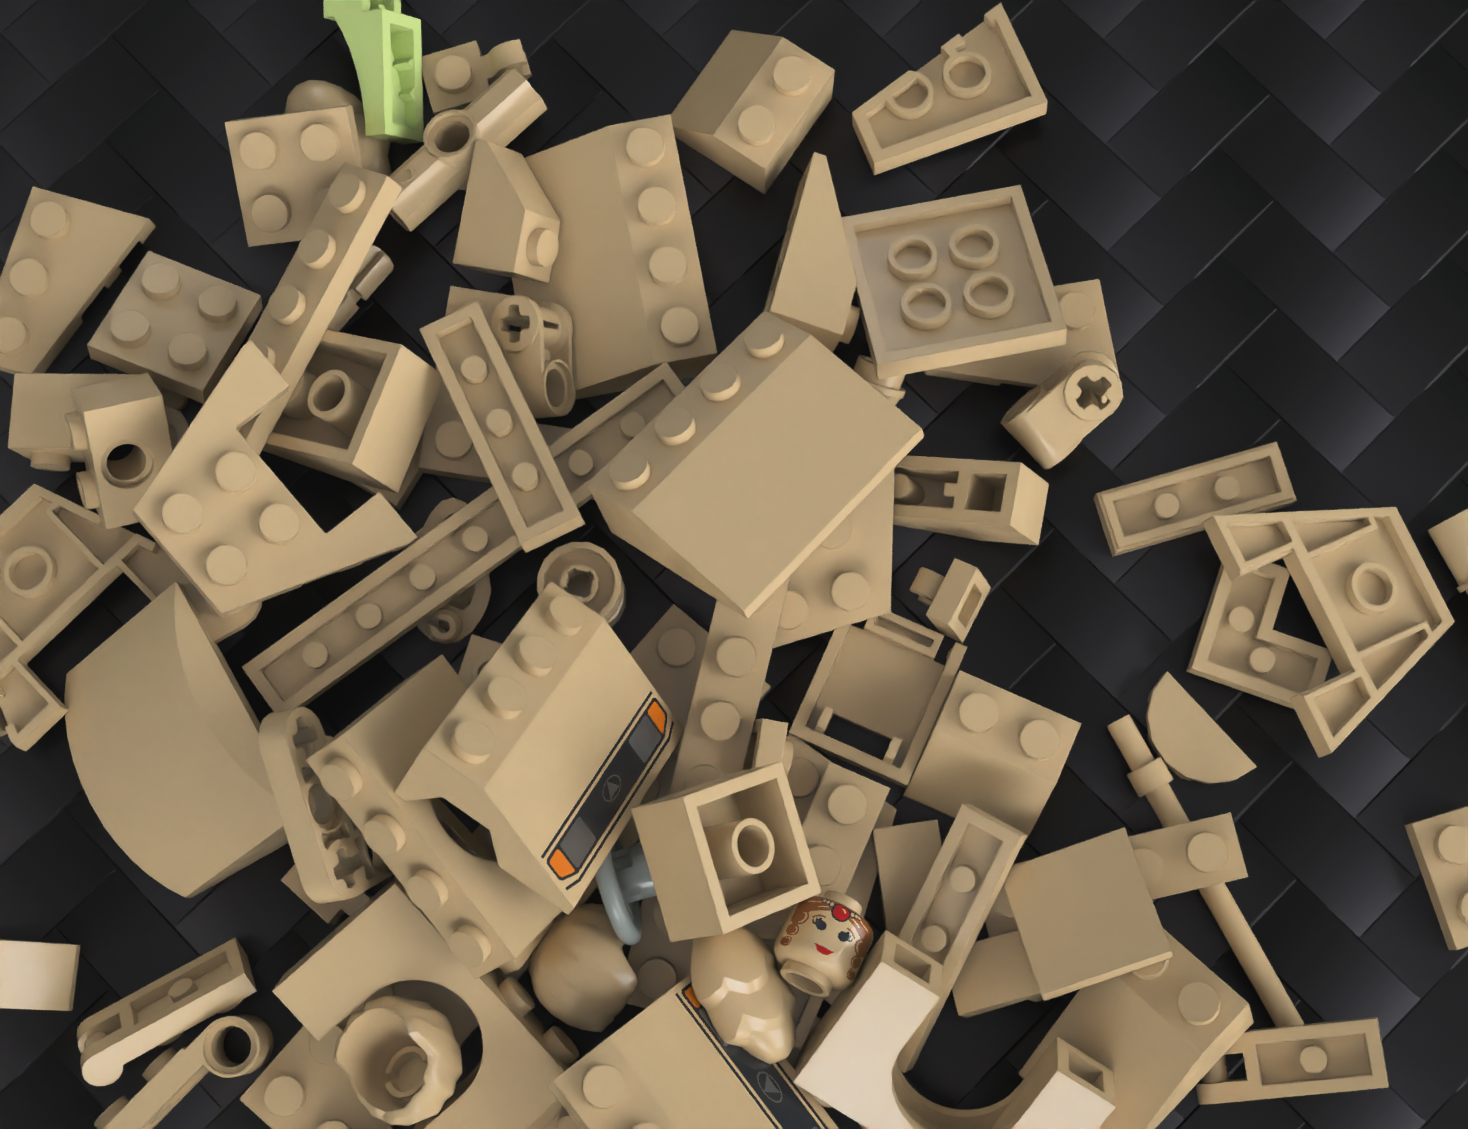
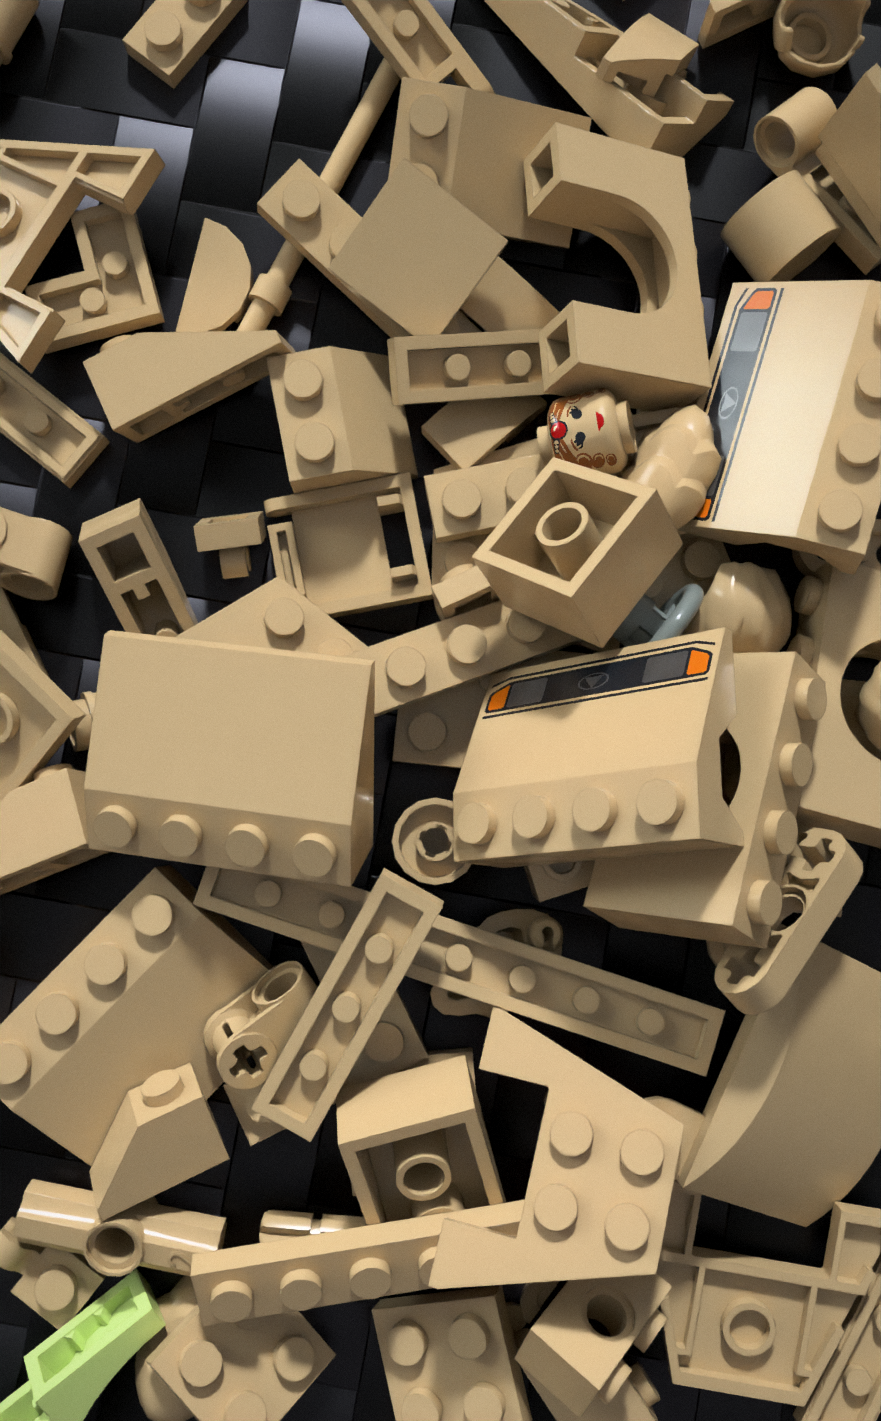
camera: 130 degrees left, 5 degrees up
(1129, 627) = (167, 376): none -> tan slope

